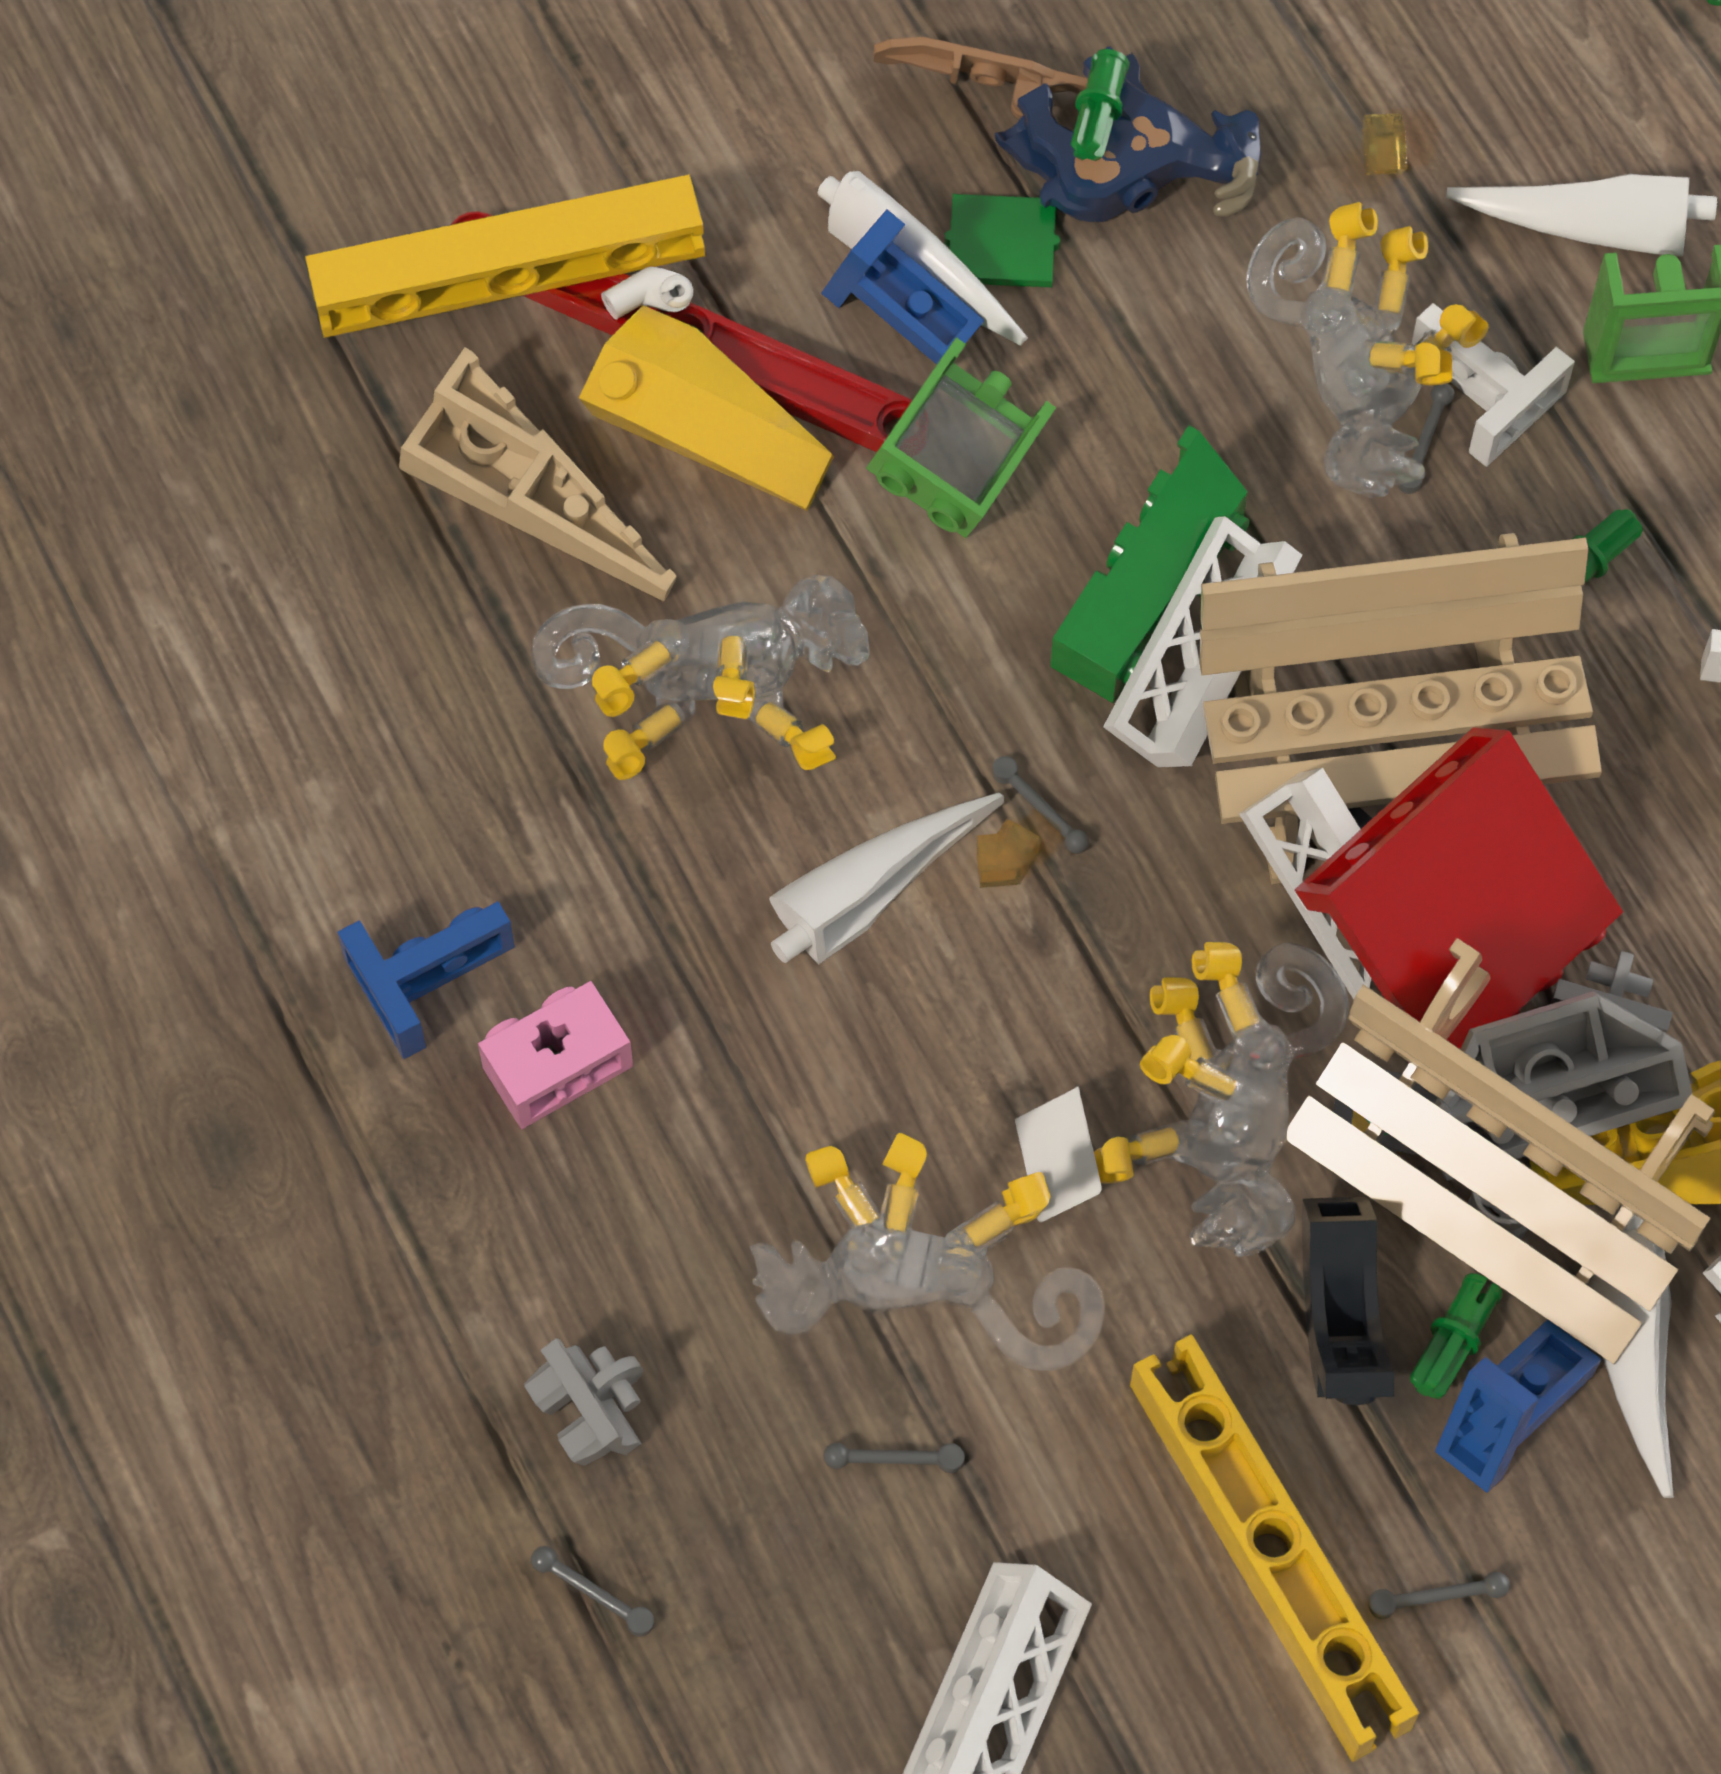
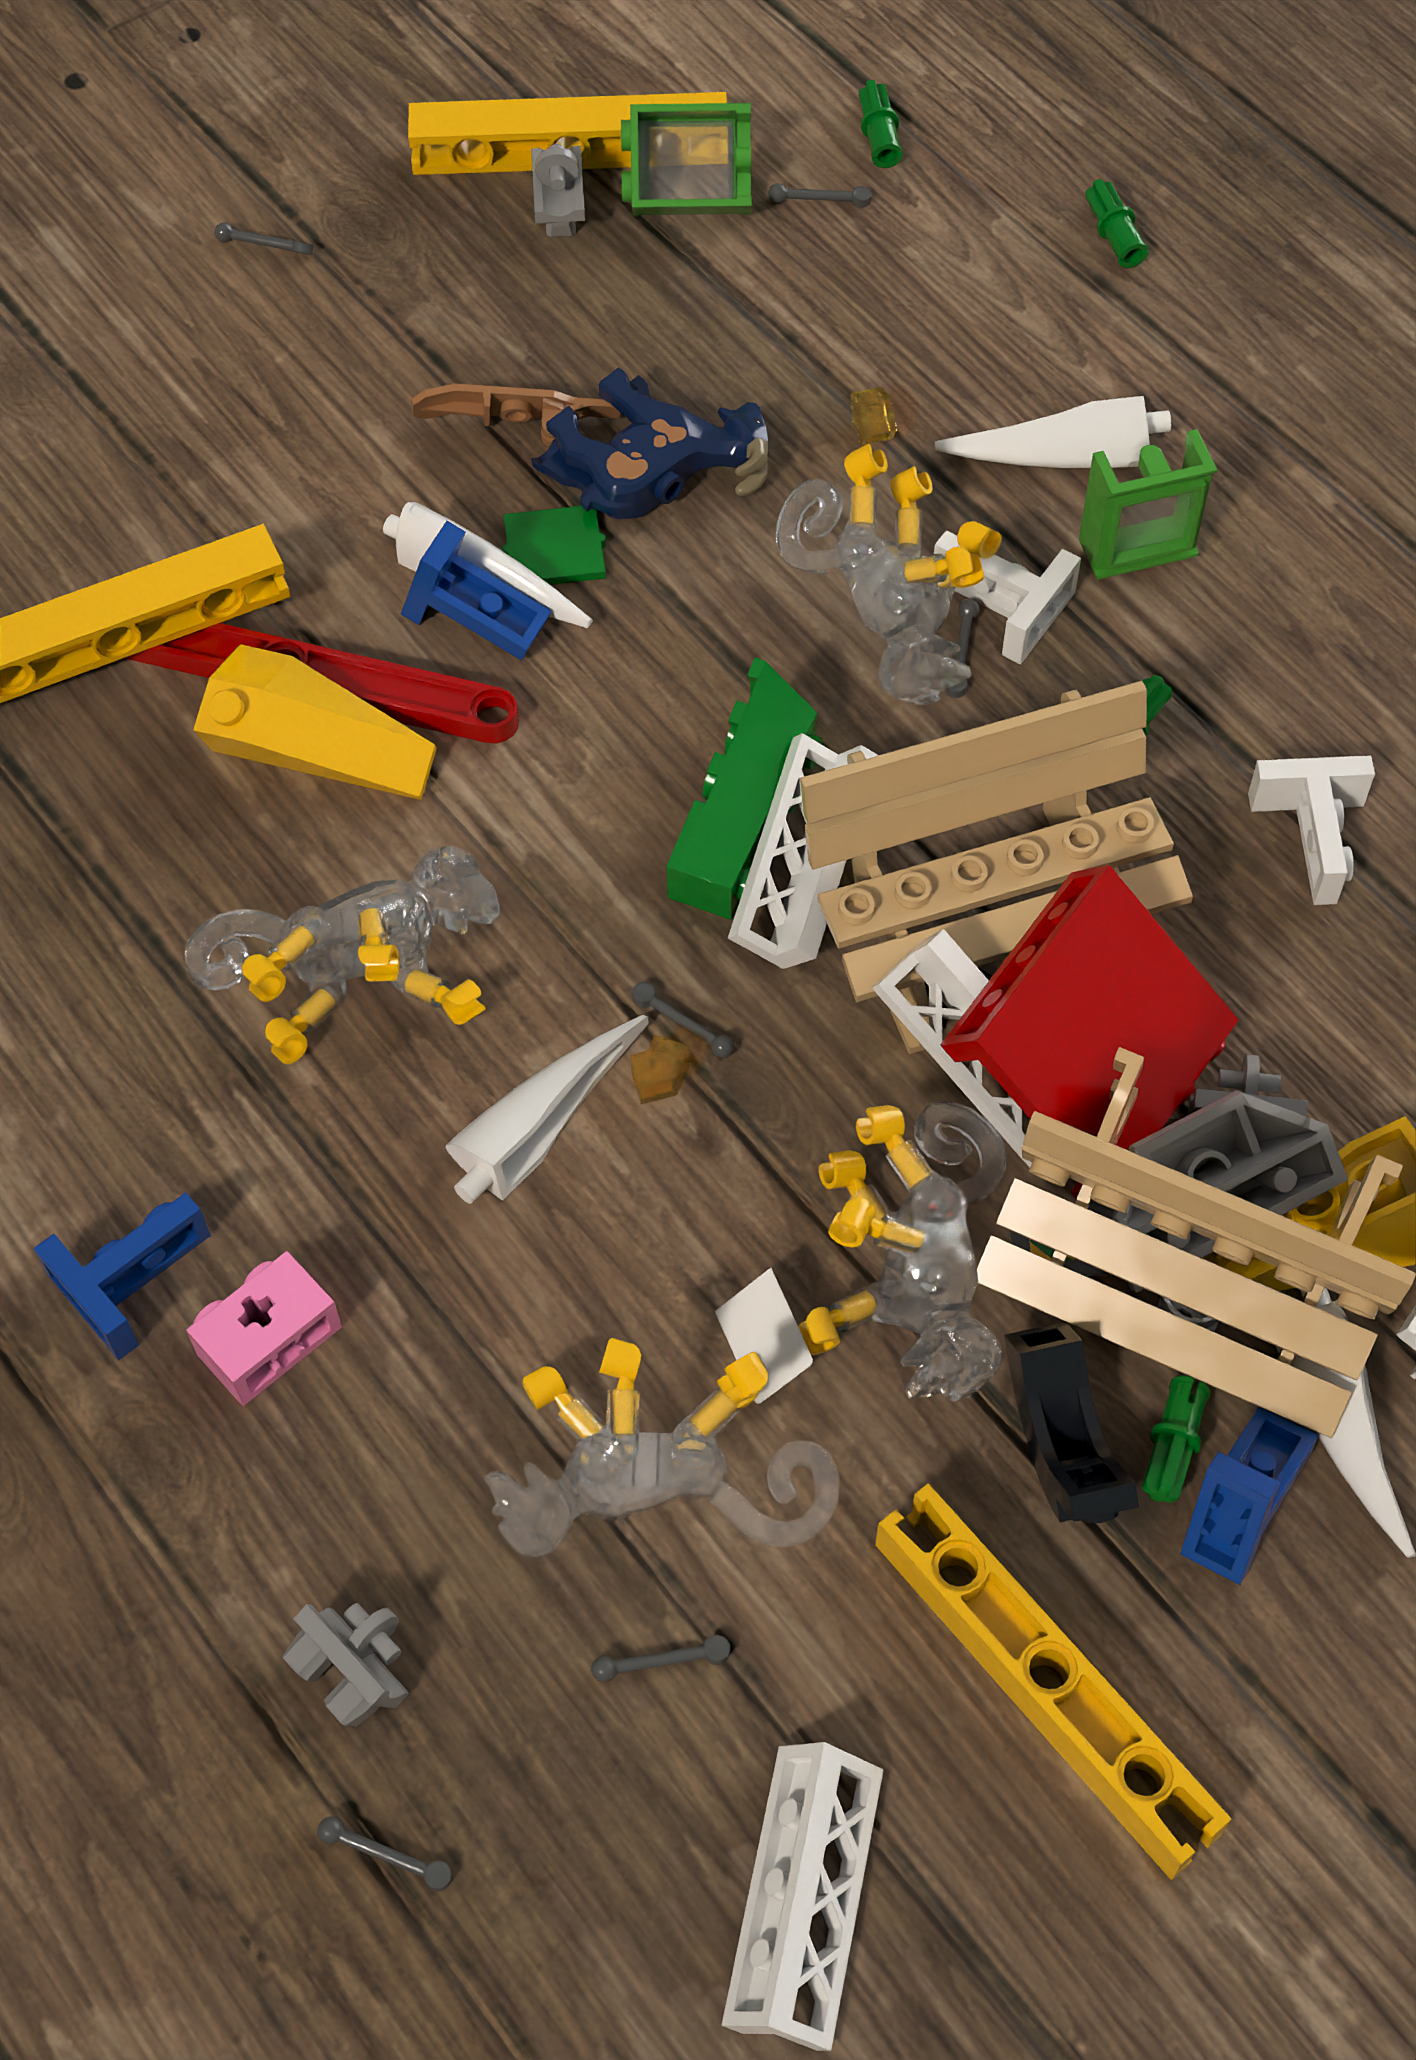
camera: 10 degrees left, 5 degrees down
(495, 459) = (128, 801): tan wedge -> none
(650, 288) = (247, 628): white arm -> none
(956, 444) = (545, 717): window -> none
(1099, 104) = (619, 411): green axle -> none
(1384, 1602) = (1166, 1713): dark grey hinge -> none

